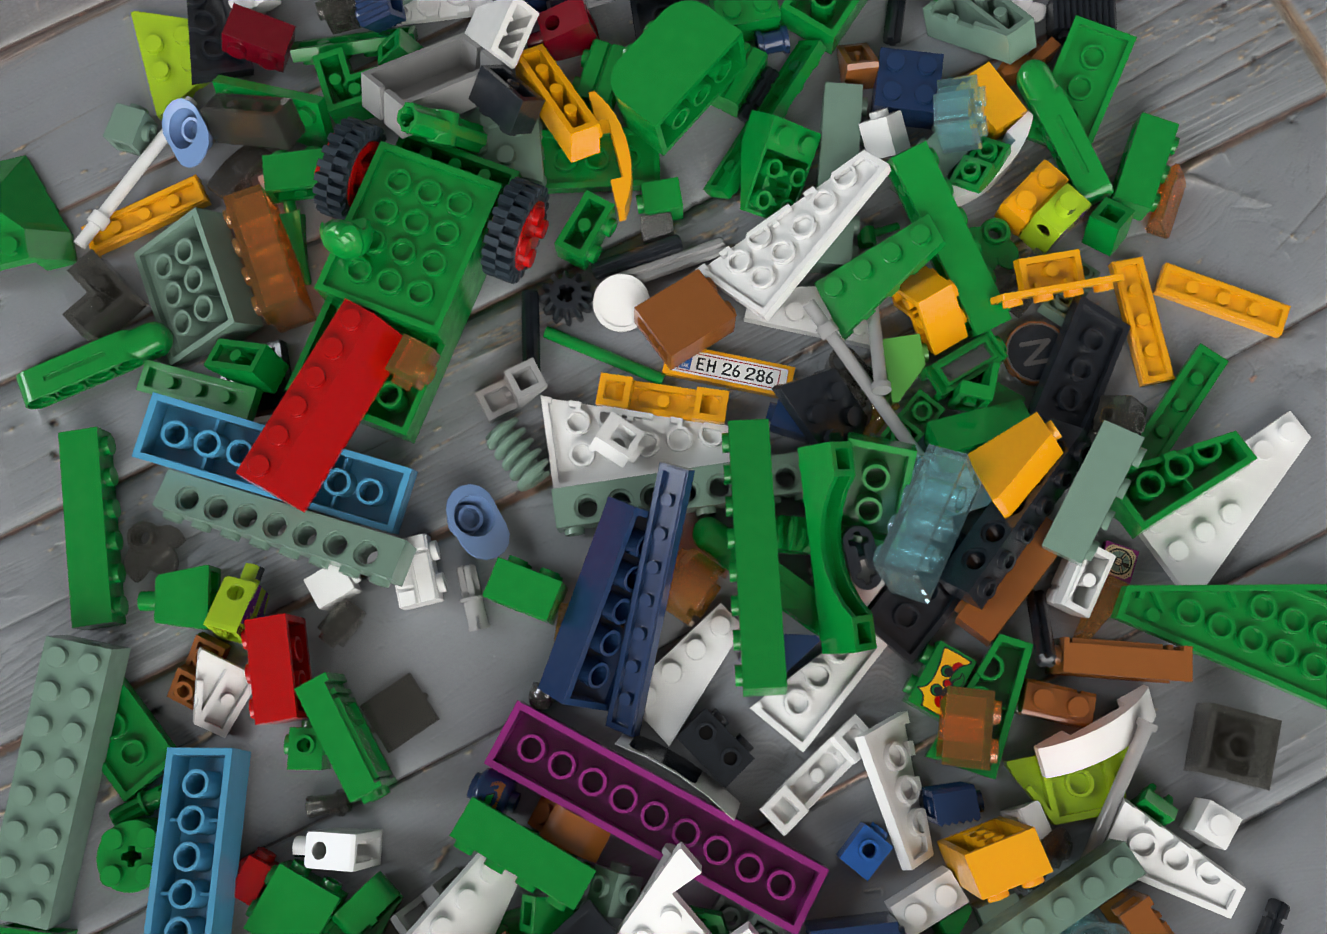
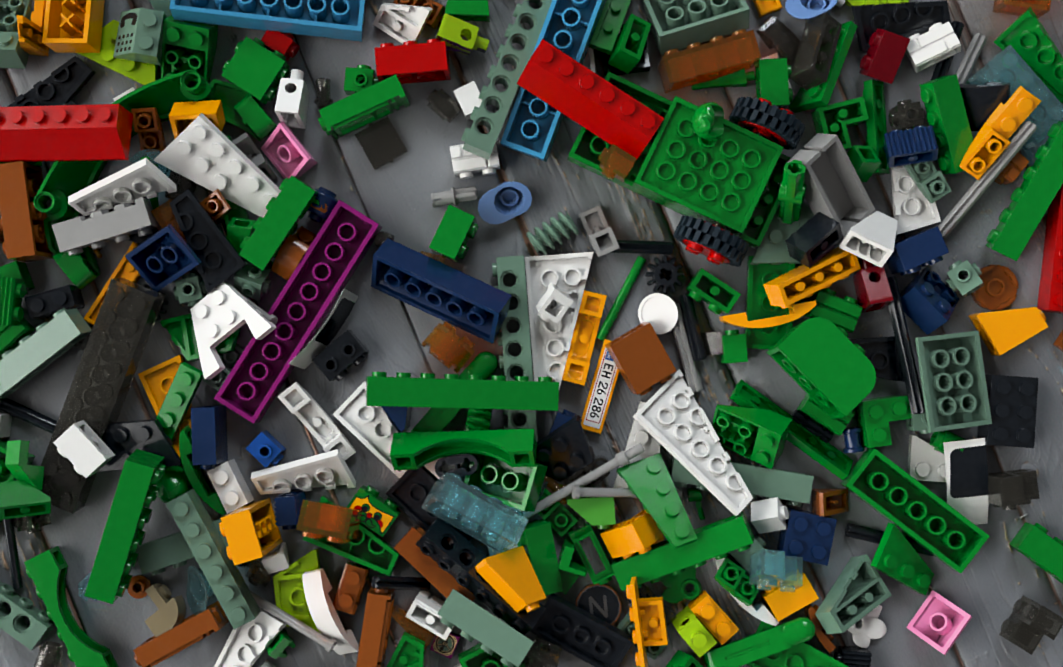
camera: 90 degrees right, 10 degrees up
(418, 852) = (287, 152): none -> bright pink slope
(649, 598) = (441, 319): dark blue tile -> none
(686, 672) = (388, 334): white wing -> none

